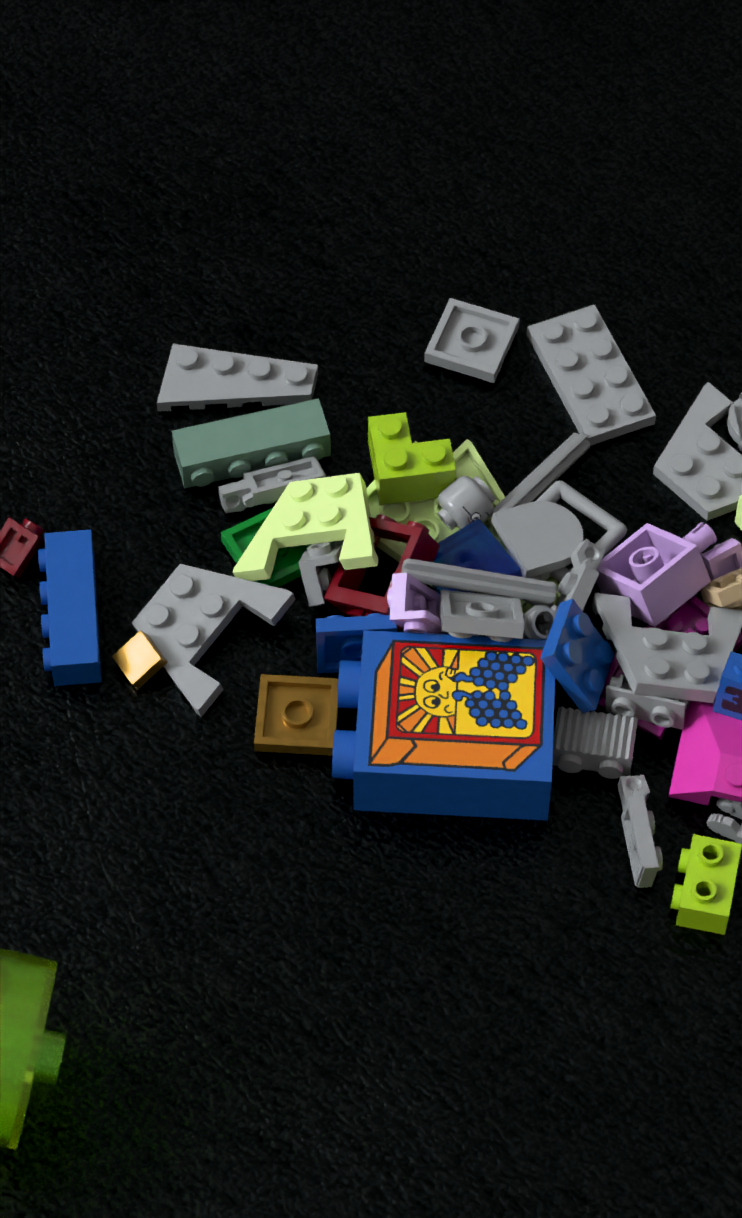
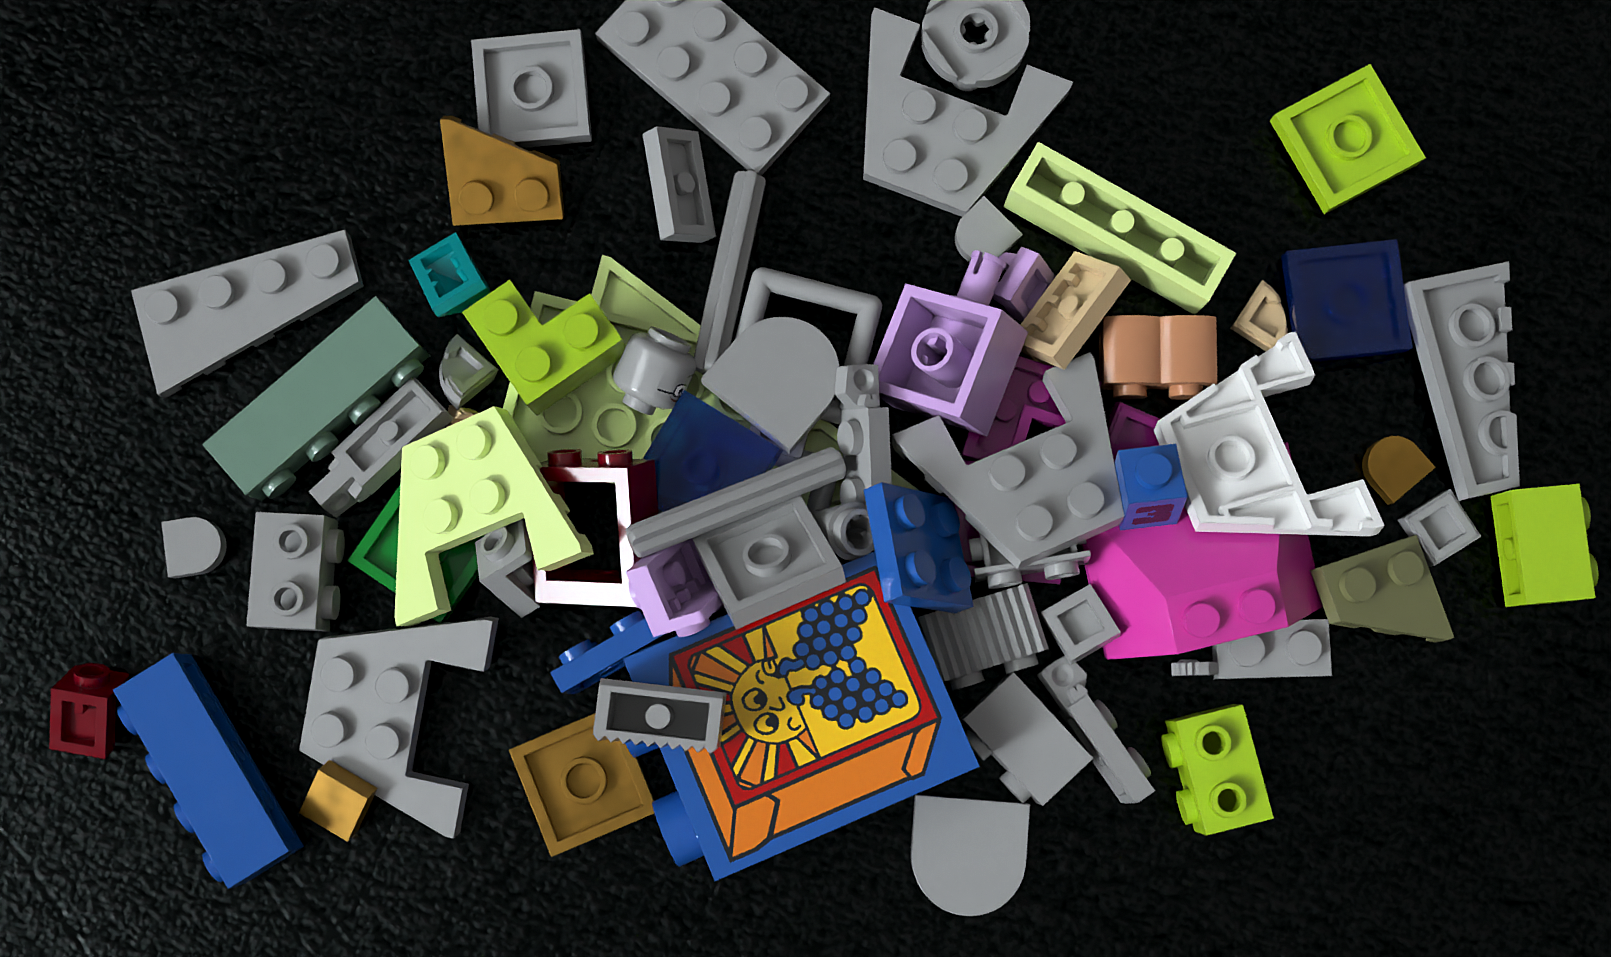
camera: 25 degrees left, 25 degrees up
(130, 491) = (192, 546): none -> light grey tile
(184, 525) = (294, 572): none -> light grey brick
(348, 463) = (464, 372): none -> light grey tile
(362, 408) = (449, 277): none -> teal slope
(372, 654) = (659, 715): none -> light grey brick
(425, 375) = (497, 179): none -> pearl gold wing
(520, 865) = (969, 851): none -> light grey tile
(535, 423) = (679, 185): none -> light grey plate
(589, 812) = (1024, 739): none -> light grey brick
(660, 761) = (1080, 624): none -> light grey tile
(720, 524) = (985, 230): none -> light grey tile

